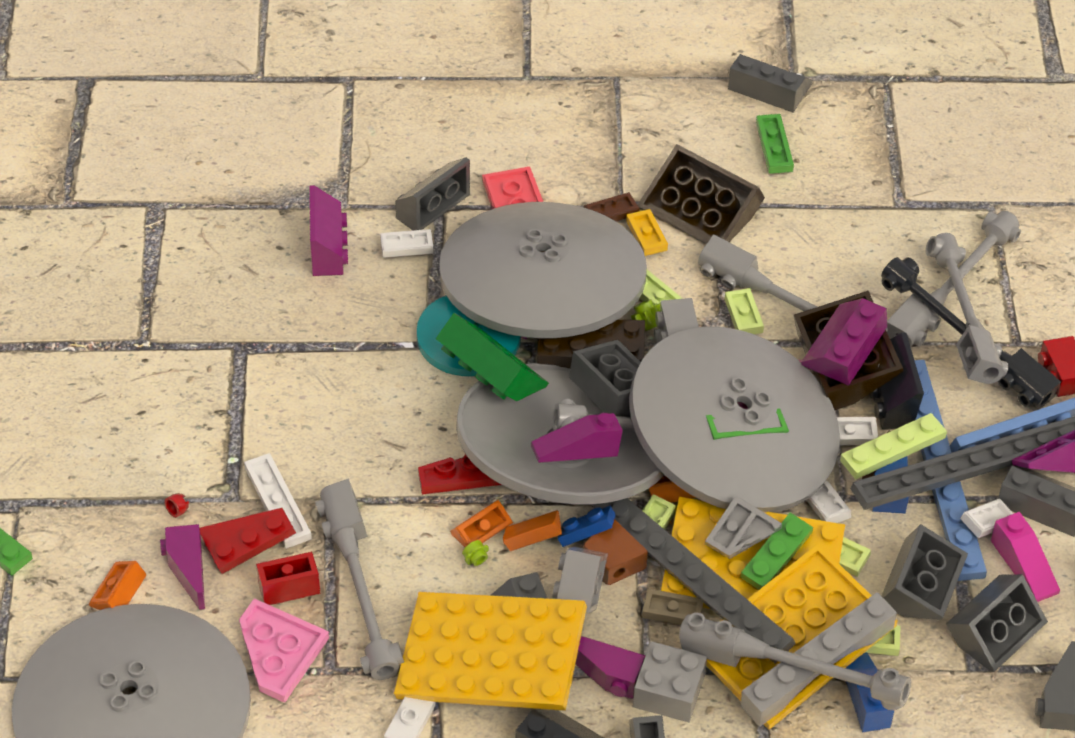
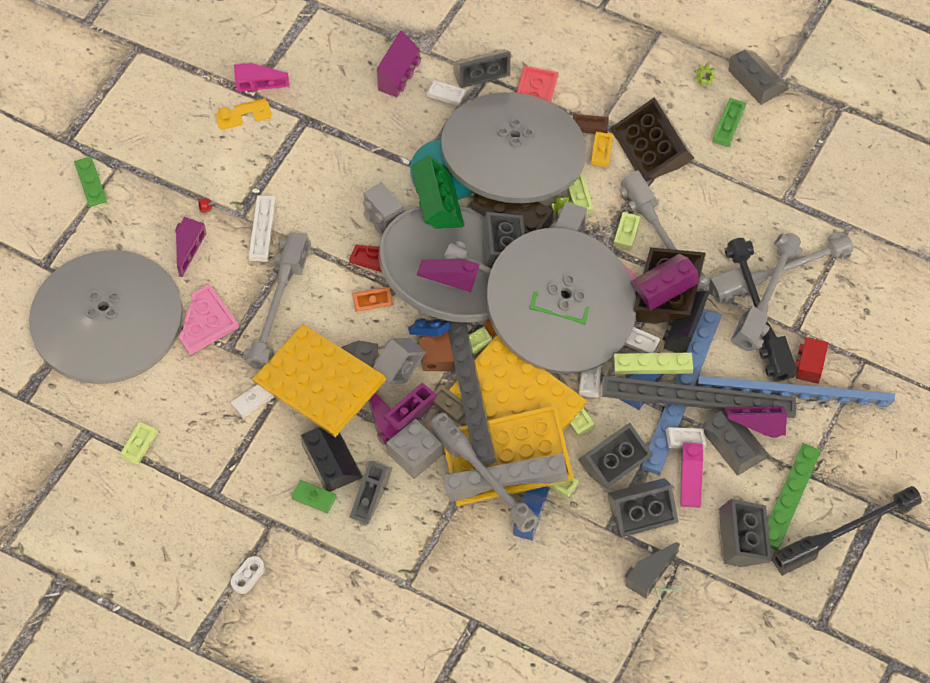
camera: 30 degrees right, 10 degrees up
(118, 585) = (142, 241): orange slope -> none
(142, 382) = (259, 108): none -> yellow piece
(144, 319) = (257, 77): none -> dark pink slope
(245, 537) = (228, 243): red wing -> none
(288, 578) = (234, 280): red brick -> none
(428, 408) = (381, 207): none -> light grey brick
(475, 553) = (355, 314): lime plate -> none
(532, 531) = (396, 316): orange slope -> none
(636, 627) = (411, 407): none -> magenta slope
(708, 101) = (709, 74): none -> lime gear
(741, 528) = (515, 373): light grey wing -> none
(777, 552) = (531, 397): bright green plate -> none

